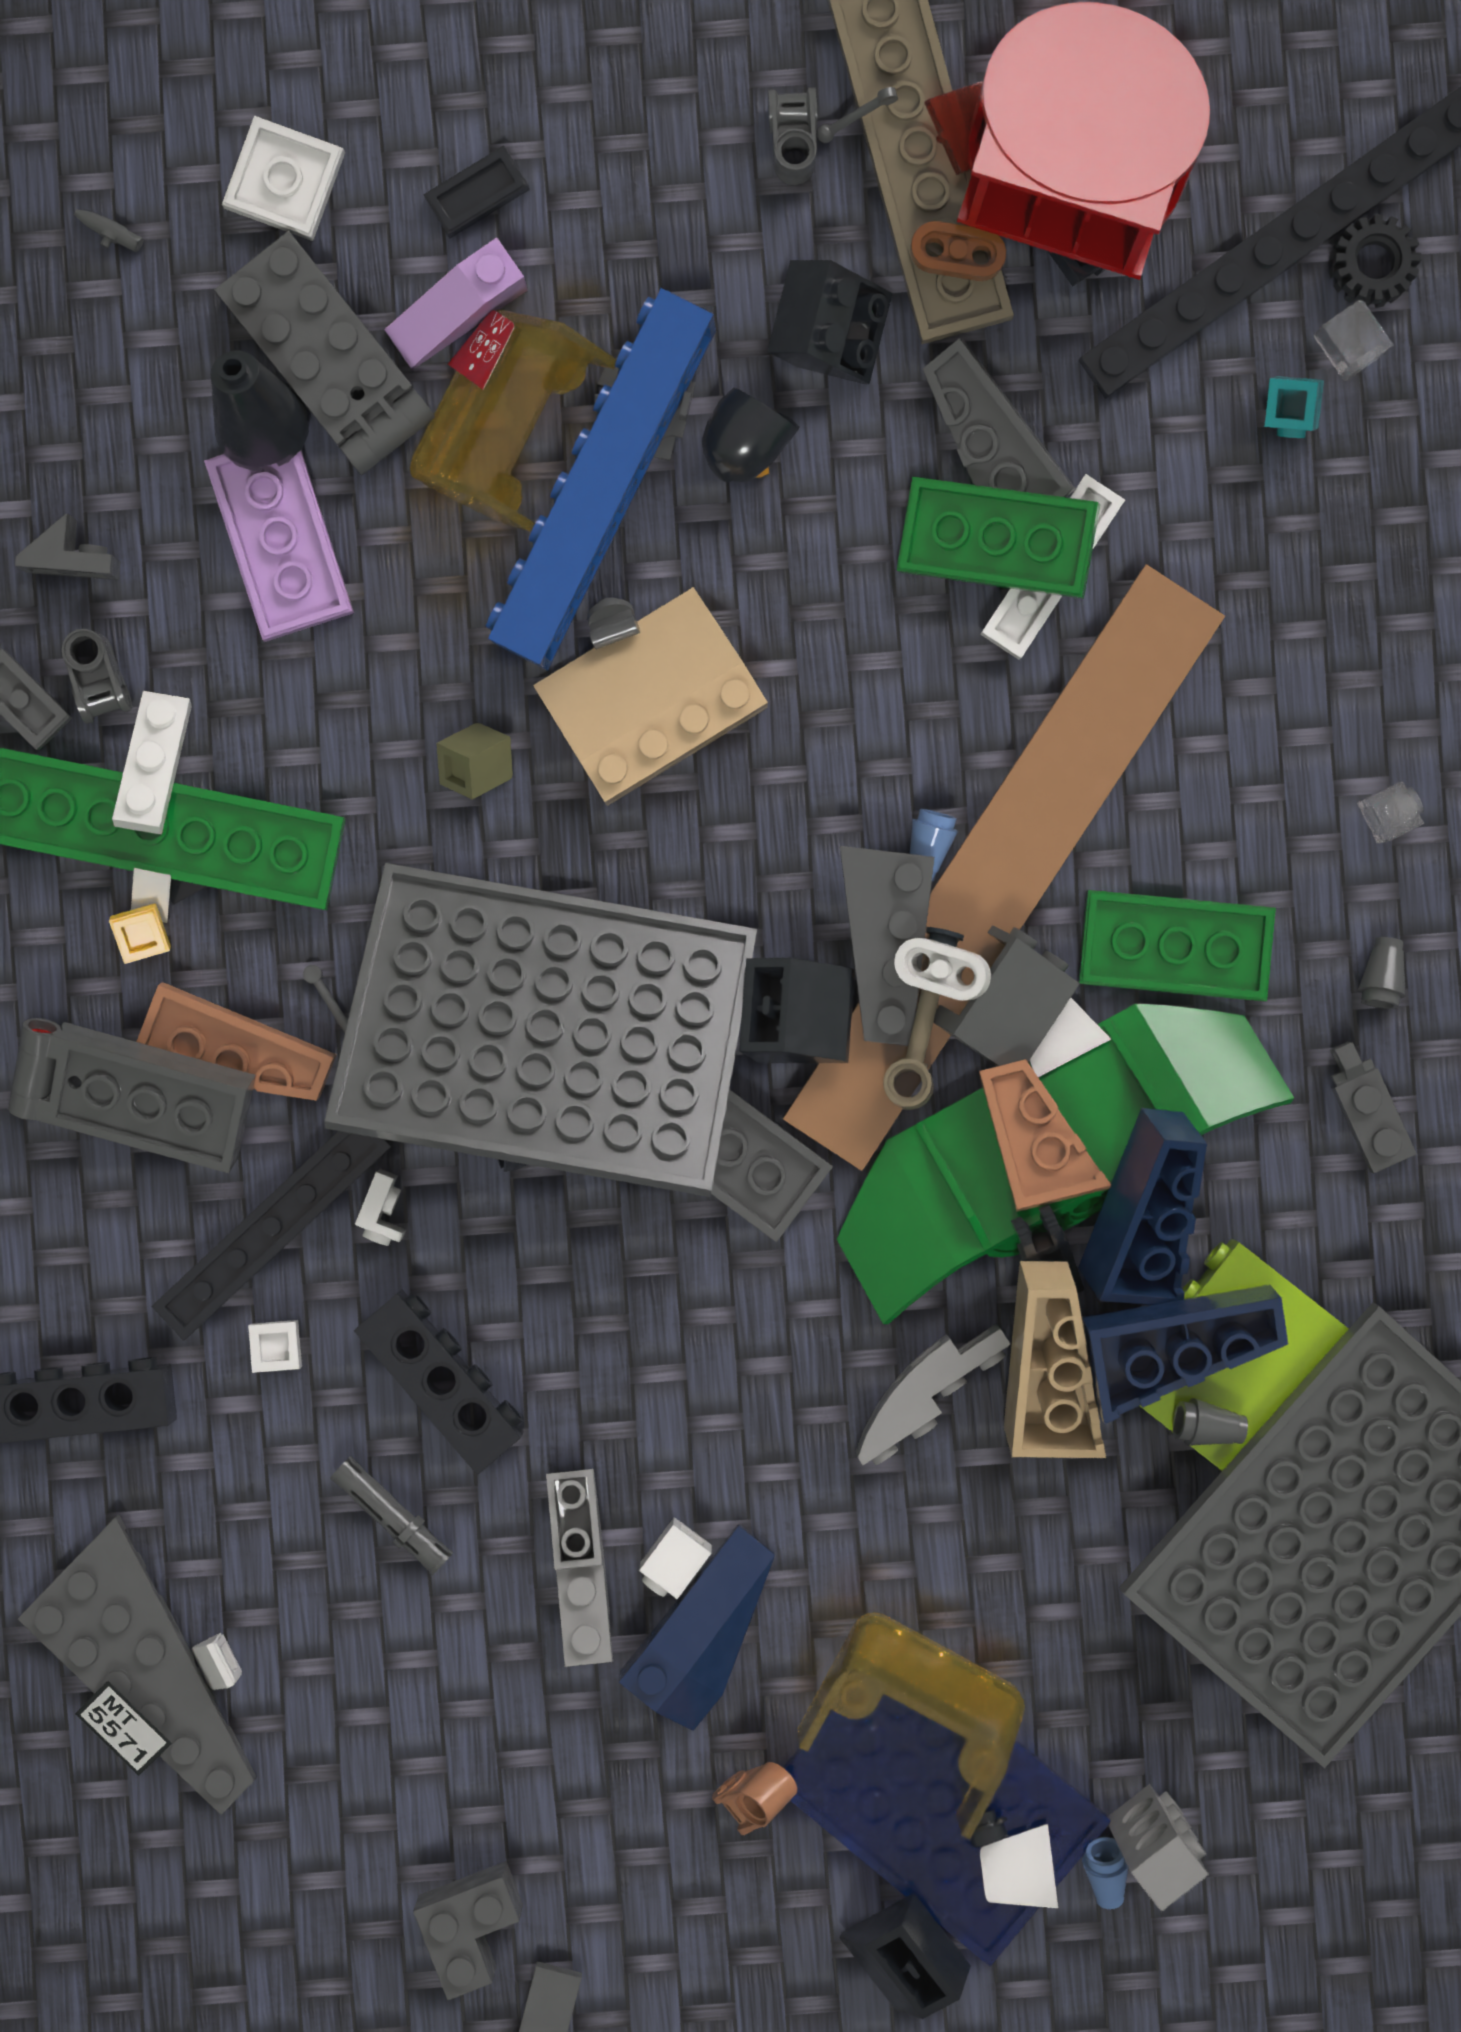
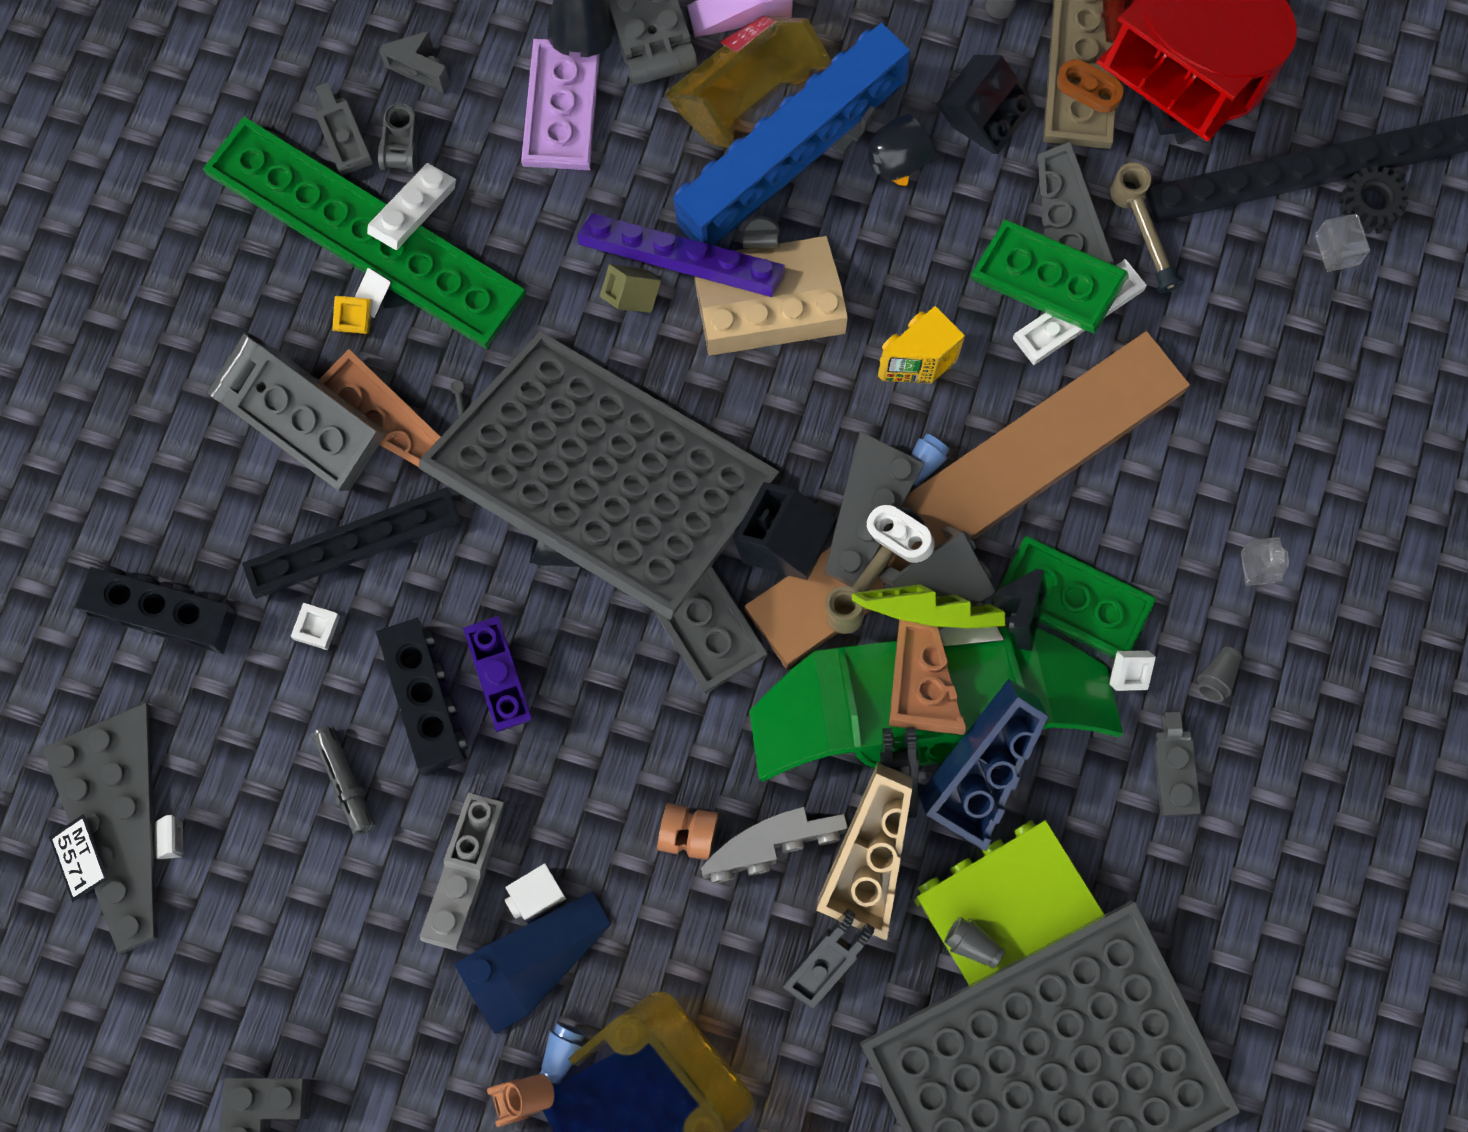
camera: 20 degrees right, 15 degrees down
(380, 1199) = (431, 554): white bracket -> none
(522, 695) = (681, 254): none -> dark purple plate
(524, 1324) = (497, 674): none -> dark purple slope
(779, 1718) = (560, 1046): none -> medium blue cone
(823, 1417) = (701, 831): none -> nougat wheel
(880, 704) = (922, 350): none -> yellow slope
(1000, 1053) = (922, 606): none -> lime slope
(1045, 1505) = (826, 961): none -> black hinge
(1122, 982) = (1023, 604): none -> black slope
(1145, 475) = (1129, 198): none -> dark tan piece
(1178, 1343) = (962, 868): dark blue wedge -> none
(1278, 1013) = (1132, 670): none -> white plate
(1293, 405) = (1287, 265): teal brick -> none

